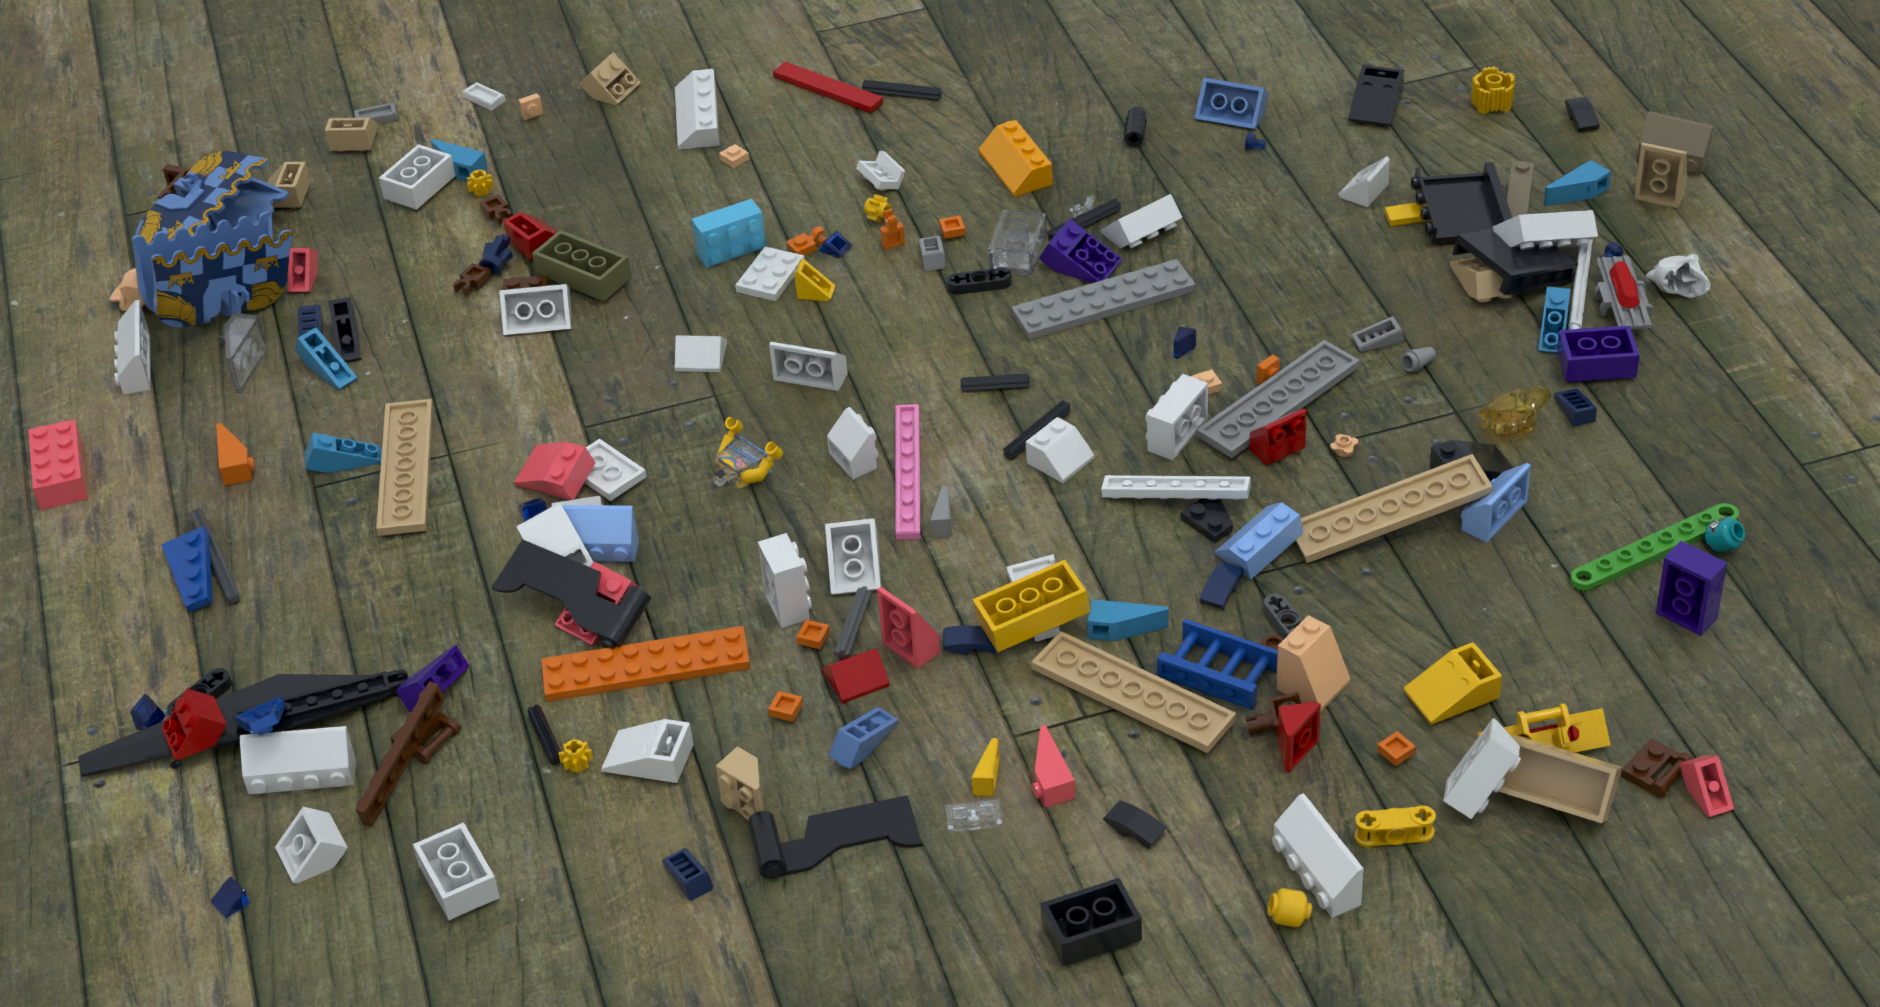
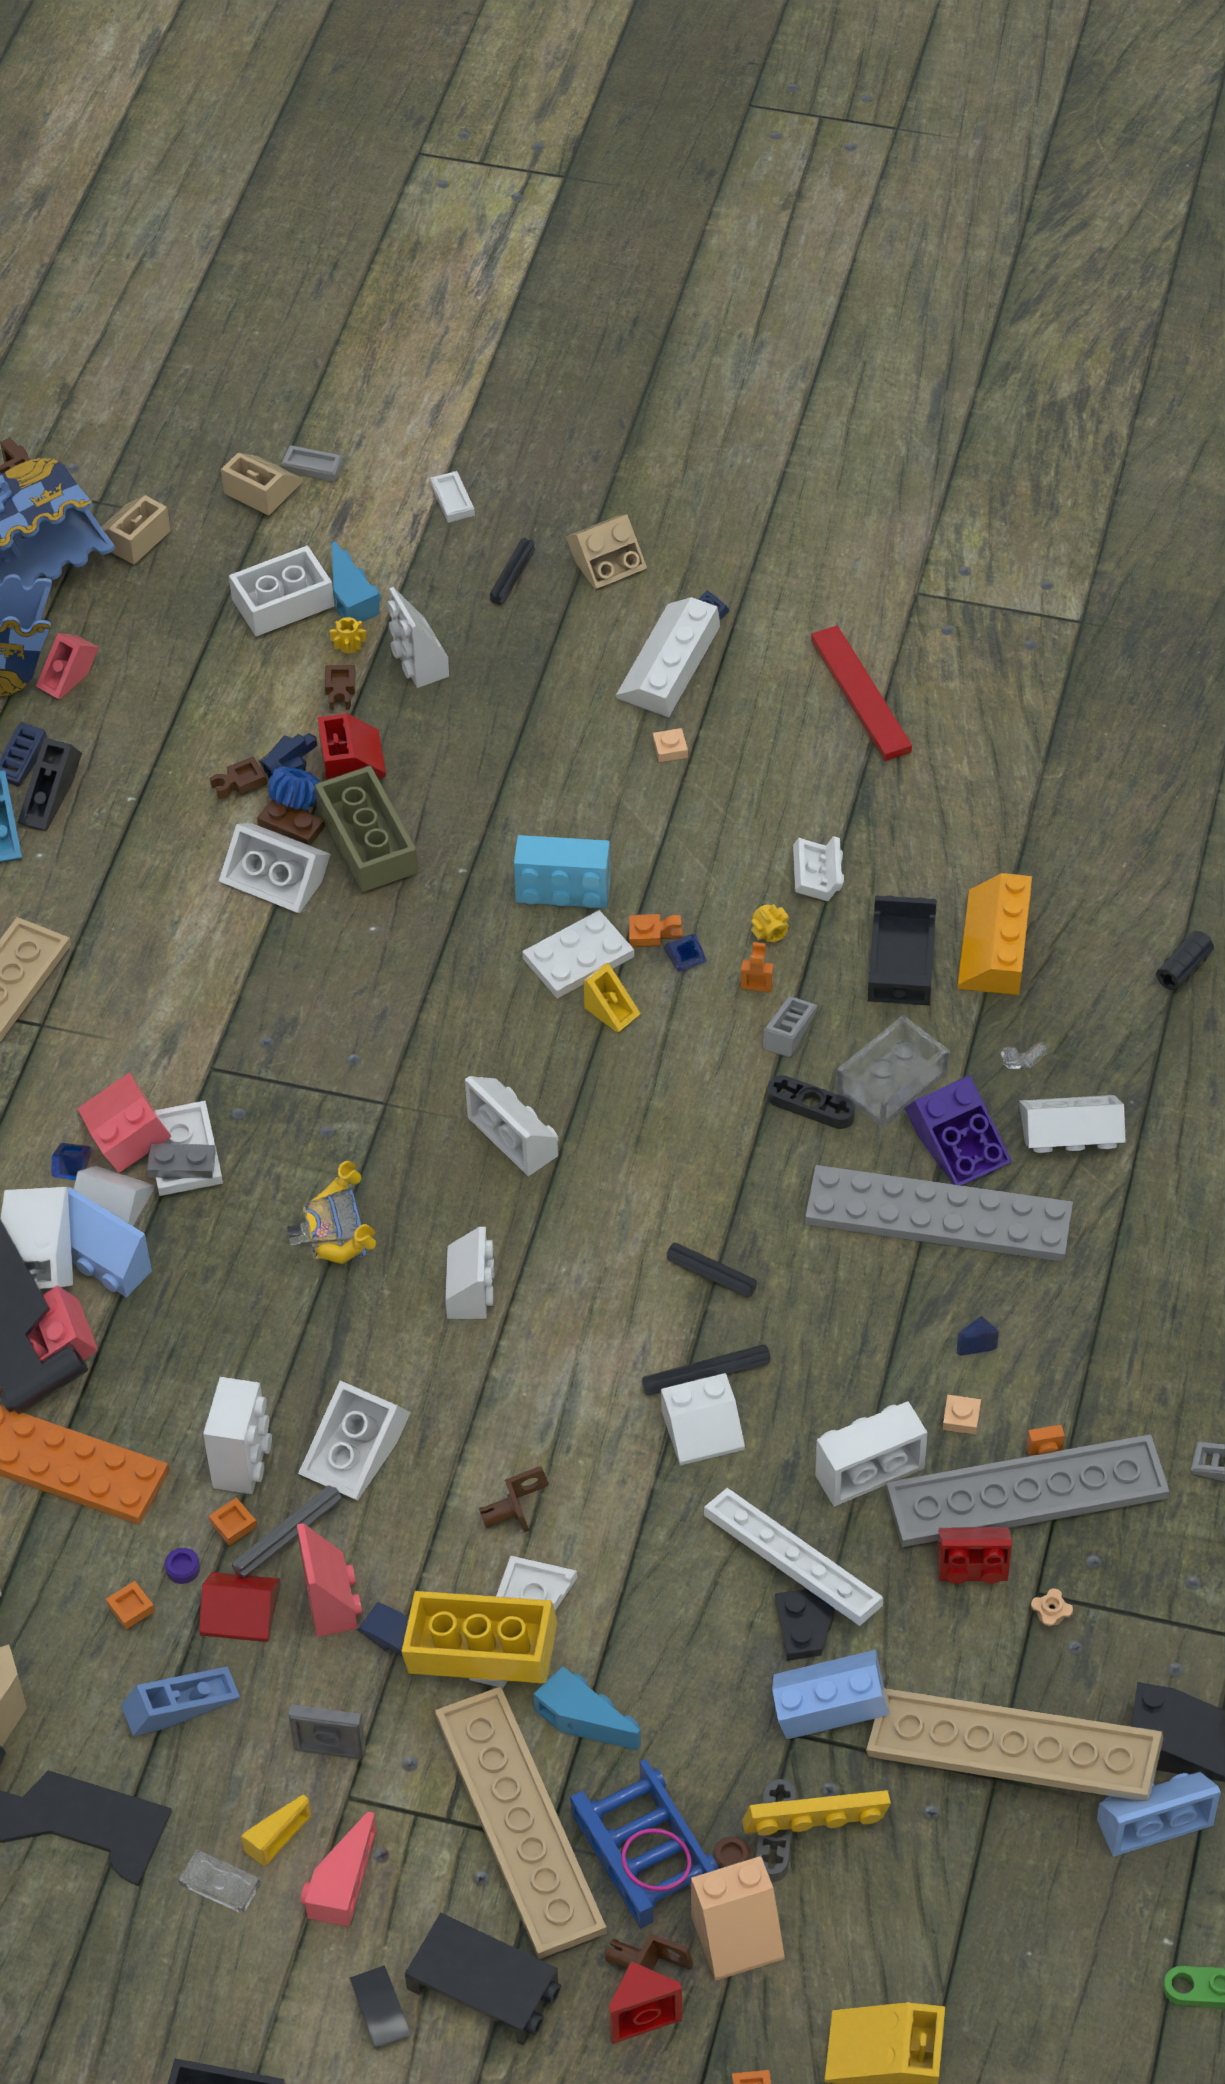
camera: 30 degrees right, 10 degrees up
(515, 265) = (293, 787): none -> blue gear
(530, 106) = (488, 544): light nougat plate -> none
(531, 163) = (415, 643): none -> white slope
(556, 115) = (512, 571): none -> black axle
(613, 472) = (181, 1161): none -> flat silver plate
(699, 353) = (410, 1032): white slope -> none
(799, 673) = (182, 1565): none -> dark purple tile
(902, 89) = (946, 744): black axle -> none
(908, 472) = (513, 1345): bright pink tile -> none
(941, 516) = (495, 1438): light grey slope -> none
(952, 227) = (839, 1000): orange plate -> none
(966, 190) = (902, 950): none -> black panel
(977, 700) = (327, 1731): none -> flat silver tile
(982, 541) = (510, 1506): none -> reddish brown bracket
(1090, 216) = (1014, 1075): black axle -> none
(1185, 770) = (484, 1975): none -> black panel
(1221, 585) = (738, 1728): dark blue slope -> none
(1237, 649) = (646, 1886): none -> dark pink piece
(1307, 595) = (806, 1813): none -> yellow plate

